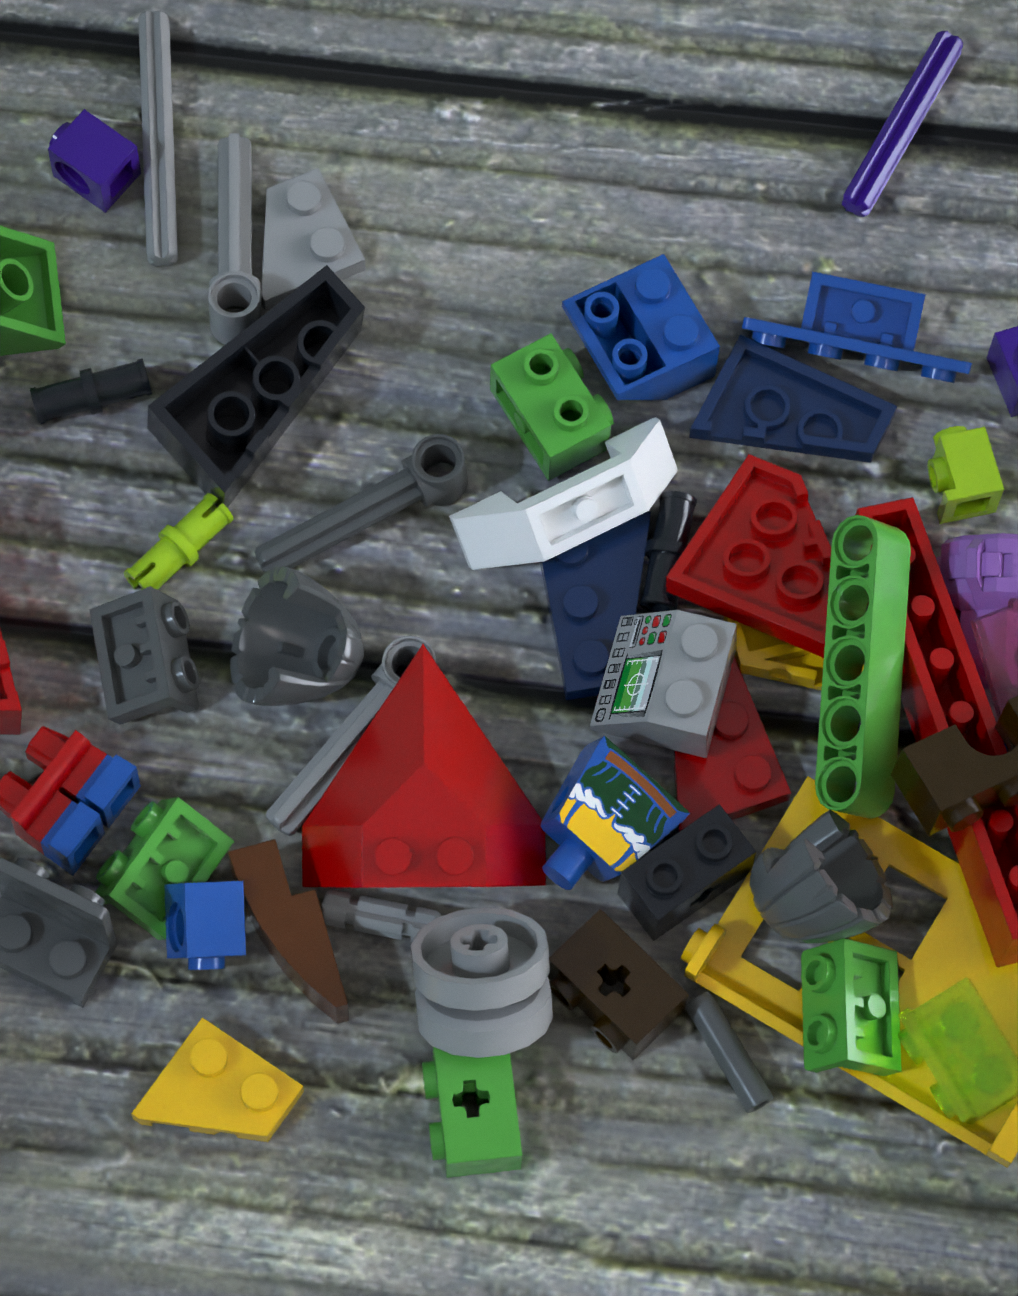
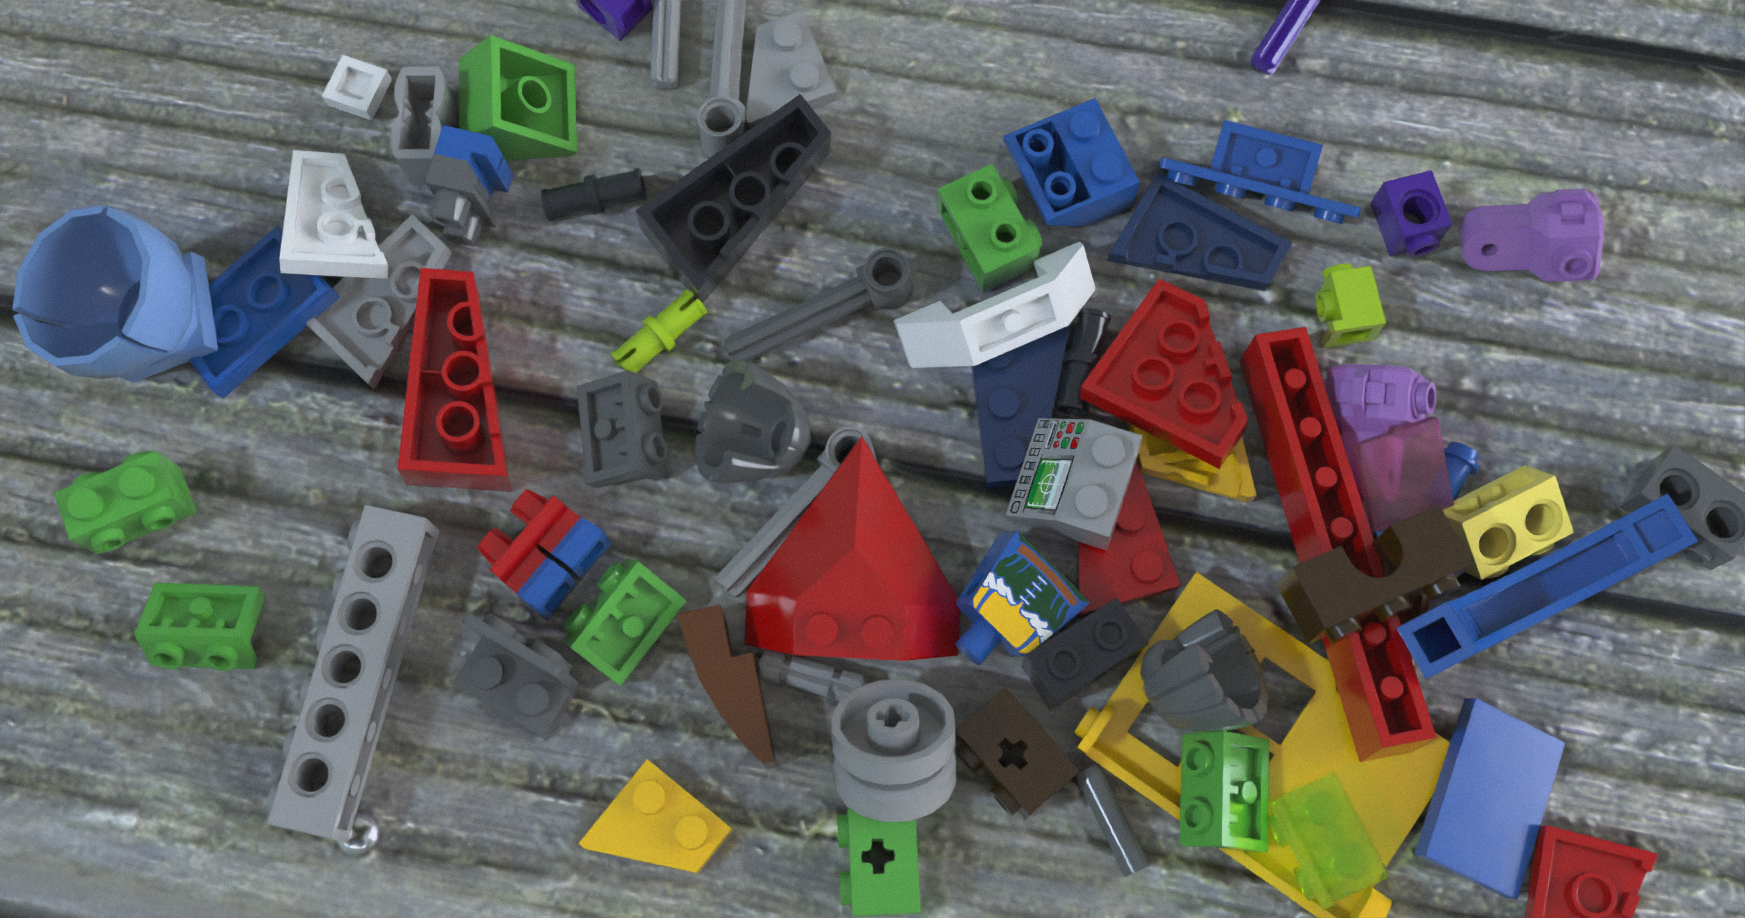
camera: 10 degrees right, 5 degrees up
(205, 922) = (654, 676): blue brick -> none
(869, 695) = (1266, 504): bright green beam -> none

